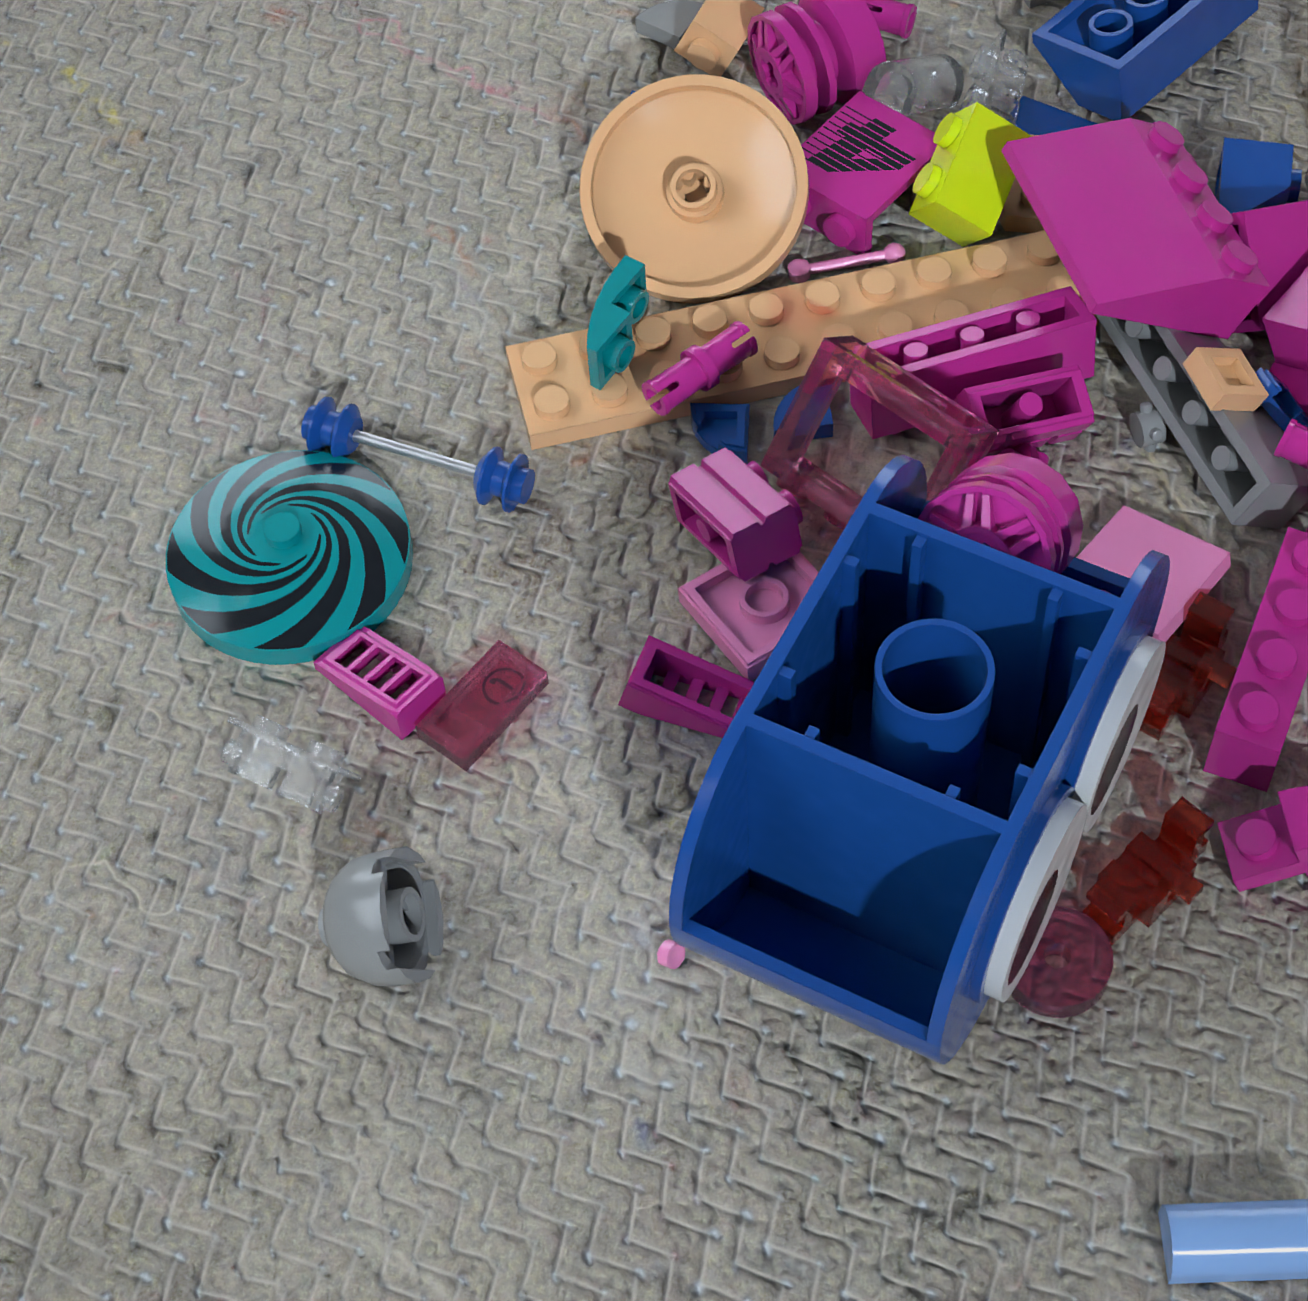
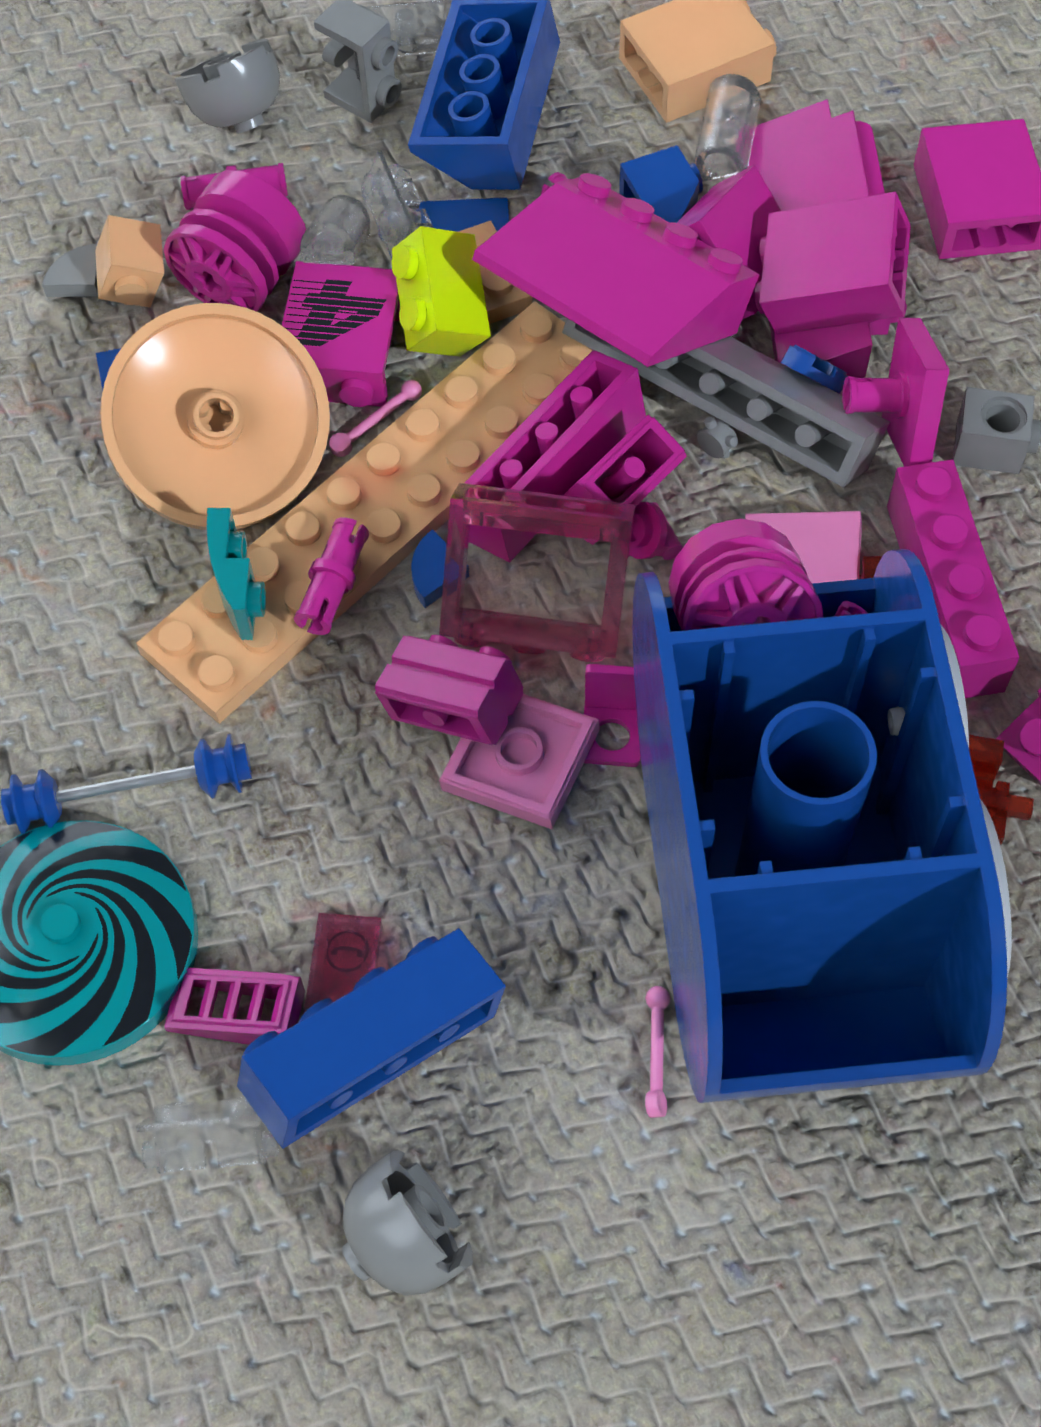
camera: 35 degrees left, 5 degrees up
(462, 751) = (368, 1036): none -> blue brick
(680, 666) = (491, 889): dark pink slope -> none
(722, 427) = (375, 618): blue tile -> none
(1225, 379) = (772, 369): light nougat tile -> none

